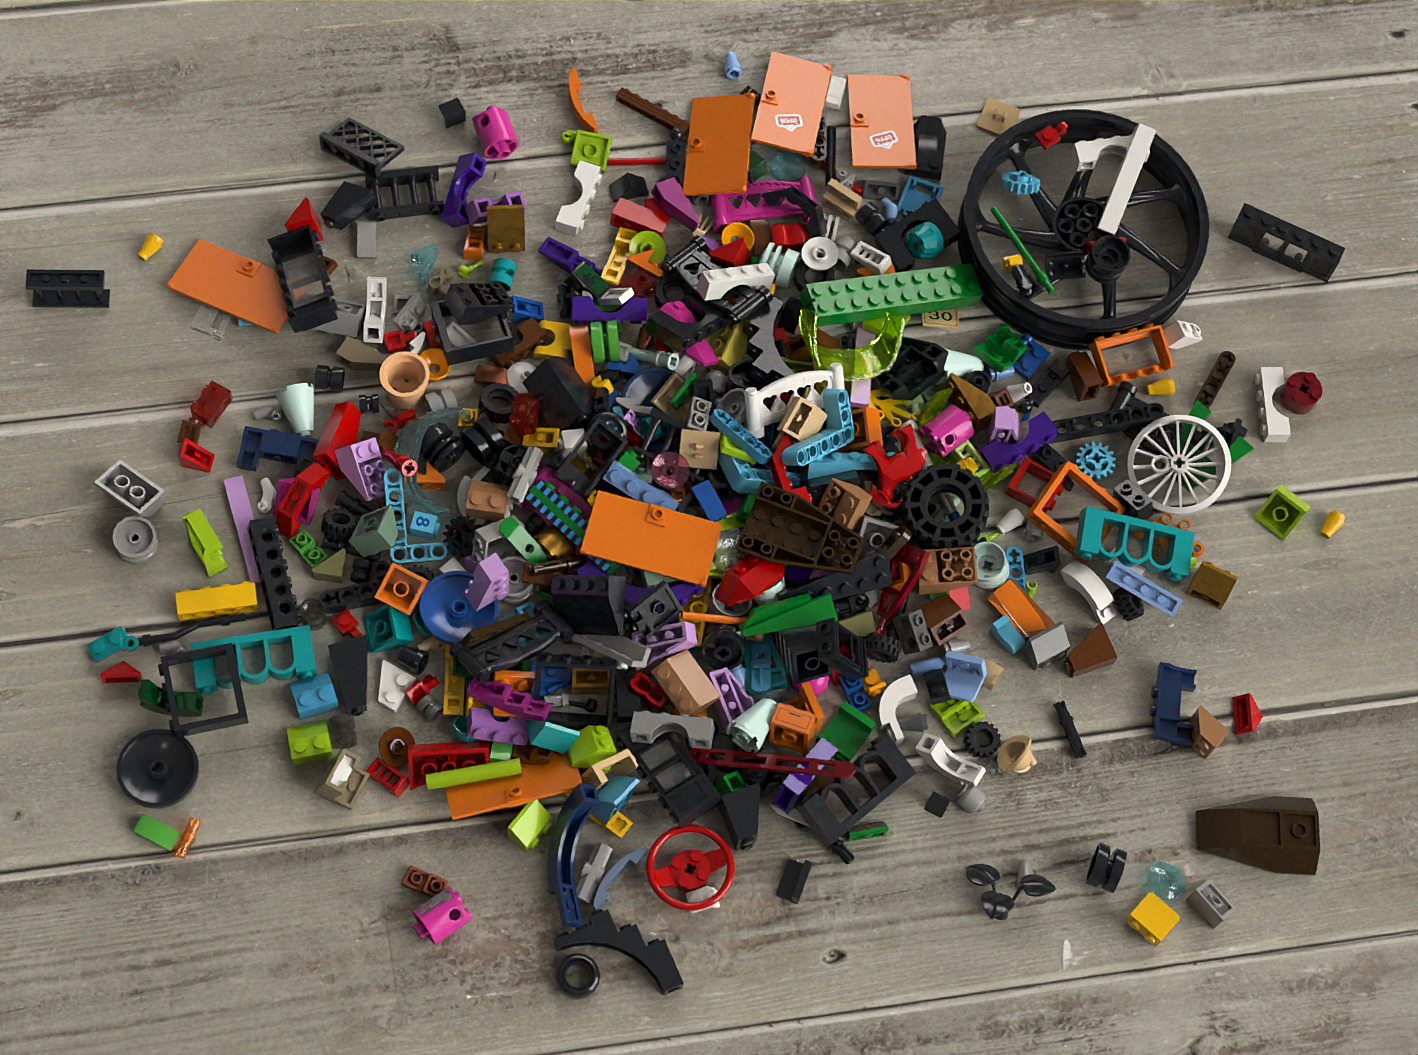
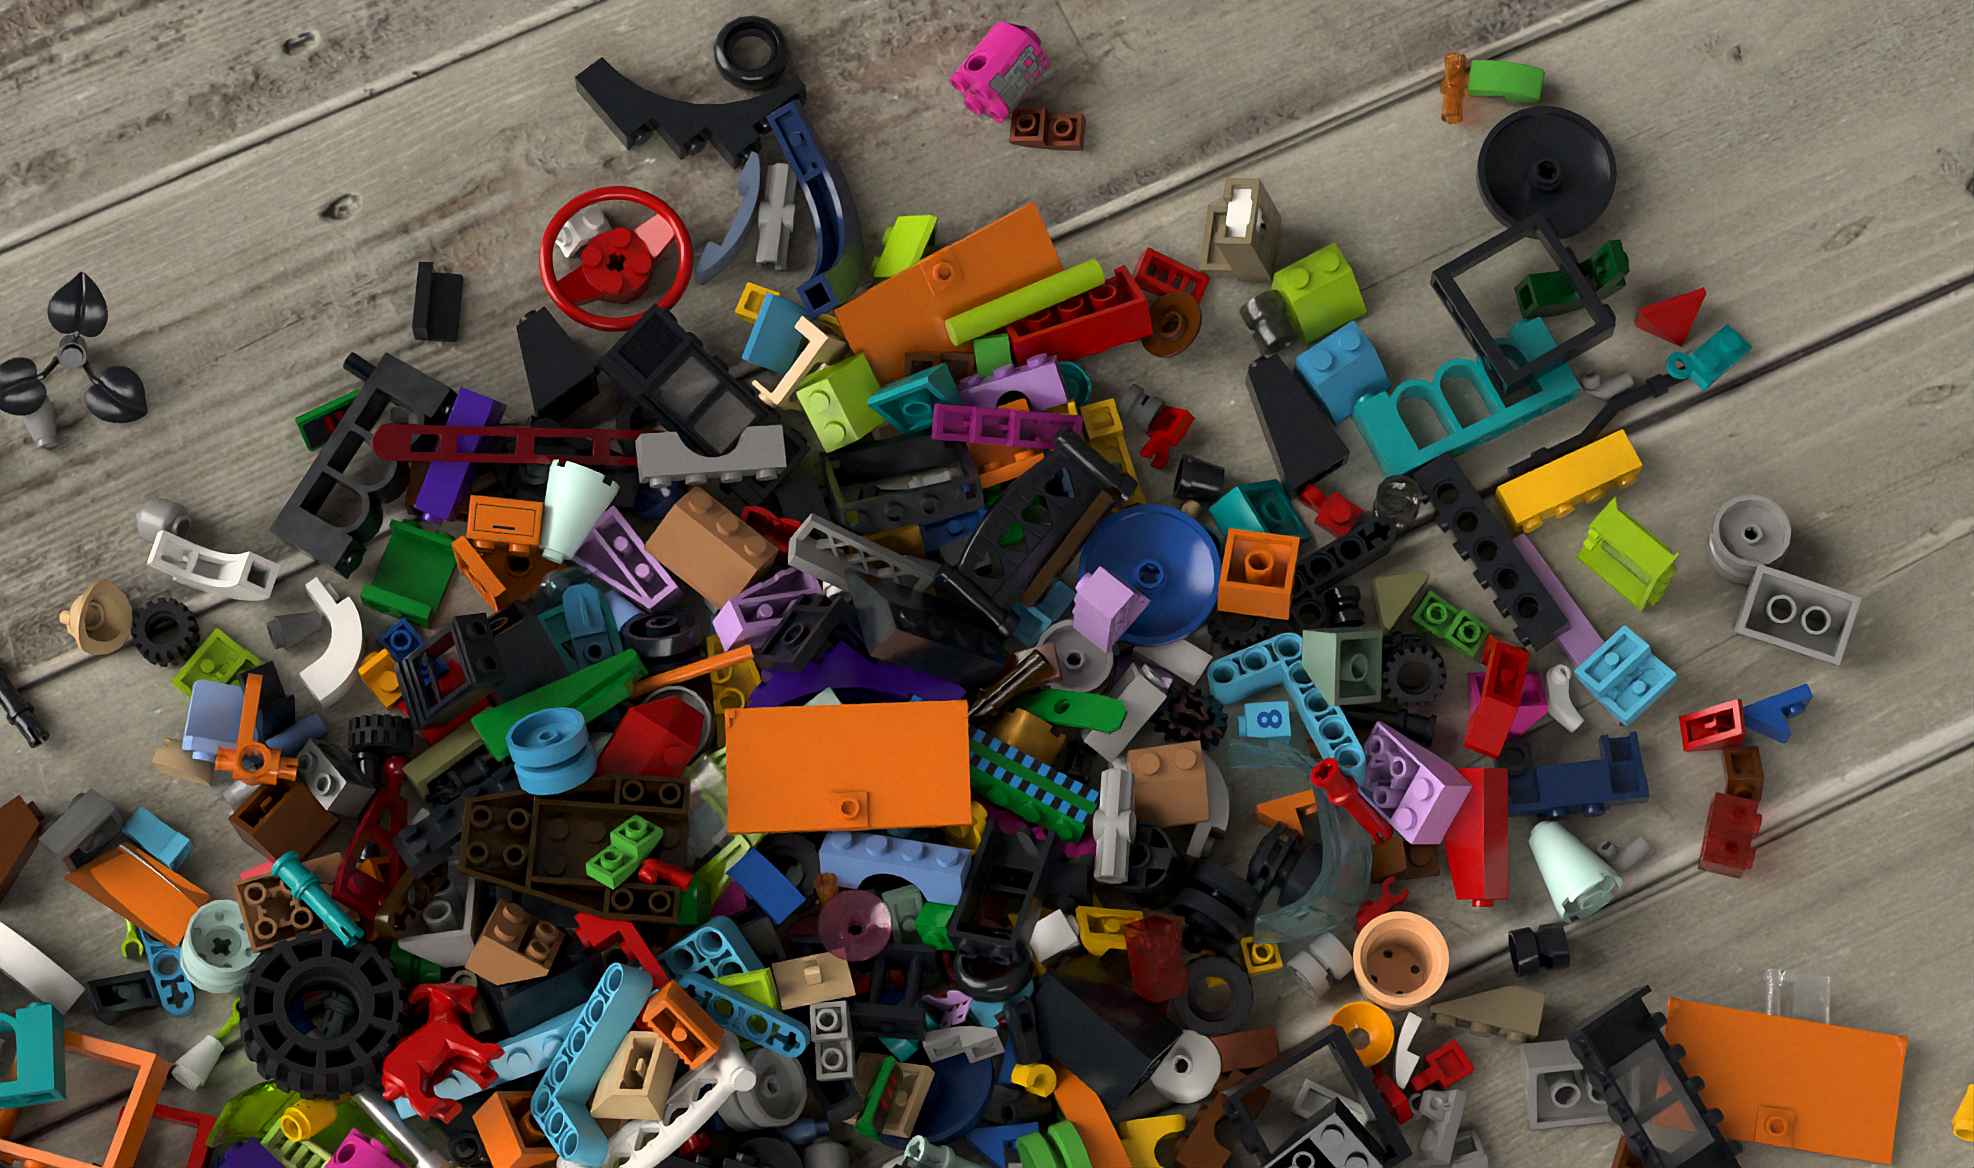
camera: 170 degrees right, 5 degrees up
(165, 456) = (1767, 715): none -> blue slope
(229, 493) = (1625, 676): none -> medium azure slope
(369, 403) = (1453, 922): black wheel -> none
(375, 310) = (1503, 1100): white arch -> none
(392, 684) = (1216, 432): white wing -> none
(730, 783) = (587, 411): green brick -> none
(762, 511) = (666, 872): none -> red arm
(772, 428) = (683, 1025): none -> orange brick
(778, 523) = (628, 849): none -> bright green slope
(802, 578) = (551, 751): none -> dark azure wheel
(937, 804) = (220, 501): black slope -> none
(941, 562) = (306, 887): none -> teal pin
(953, 650) = (273, 764): none -> orange piece

